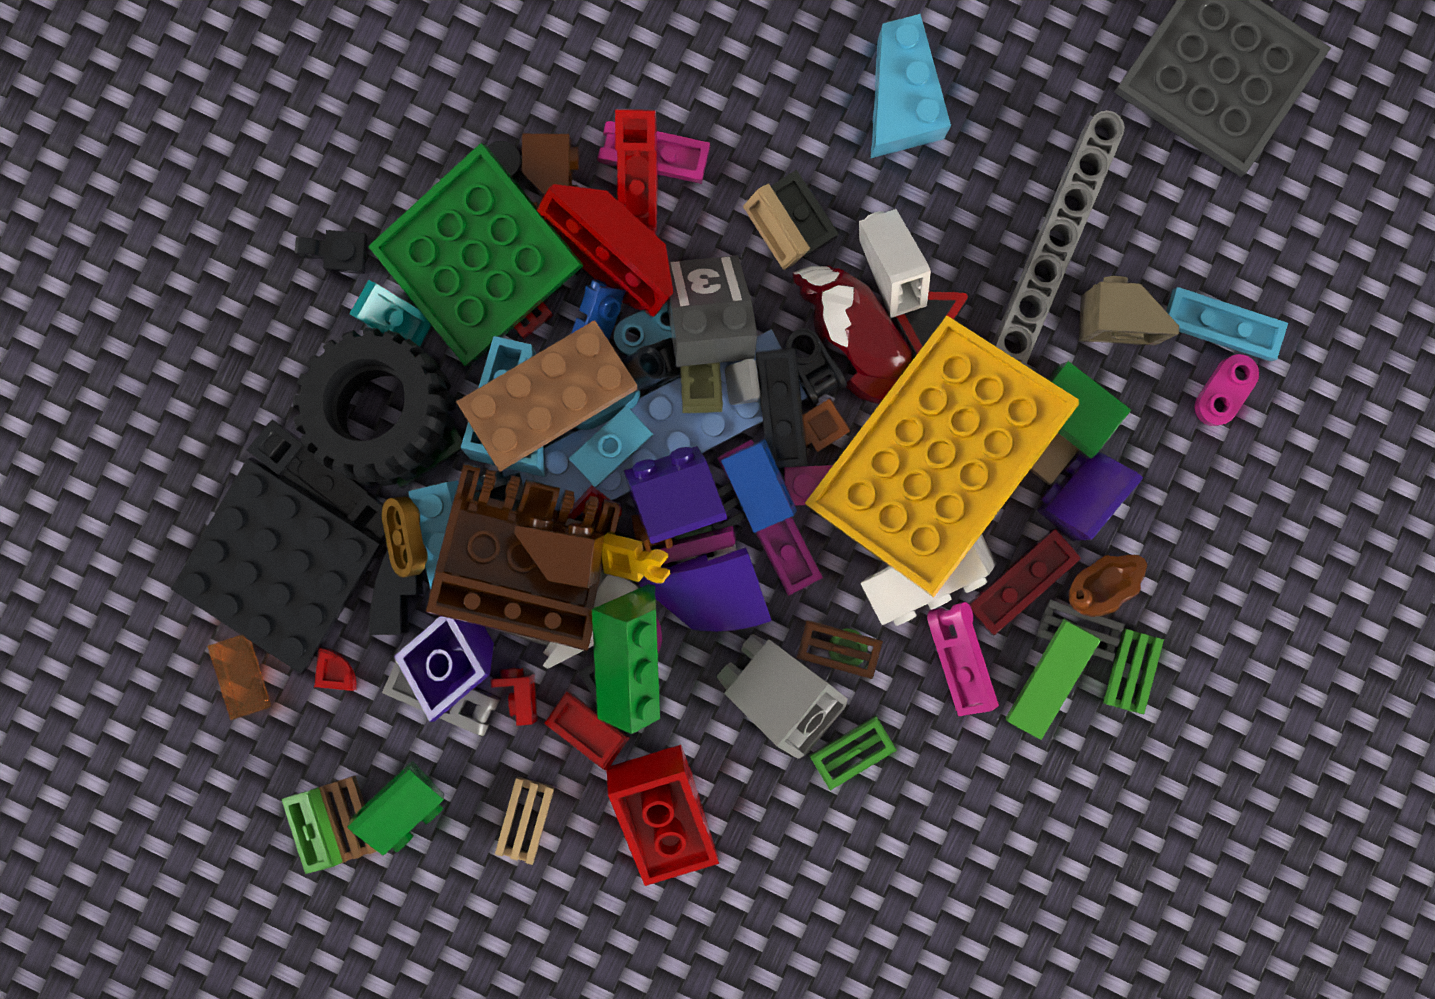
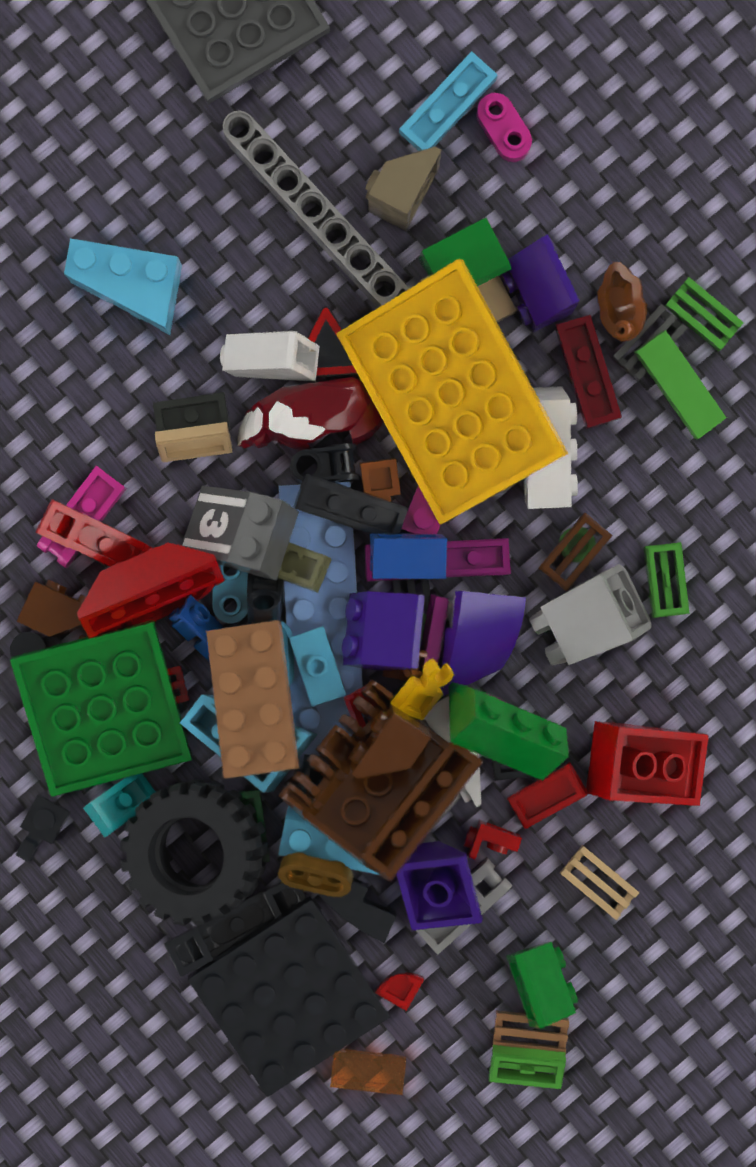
camera: 65 degrees left, 0 degrees up
(742, 382) = (314, 530): light grey slope -> none
(962, 659) = (630, 452): dark pink plate -> none

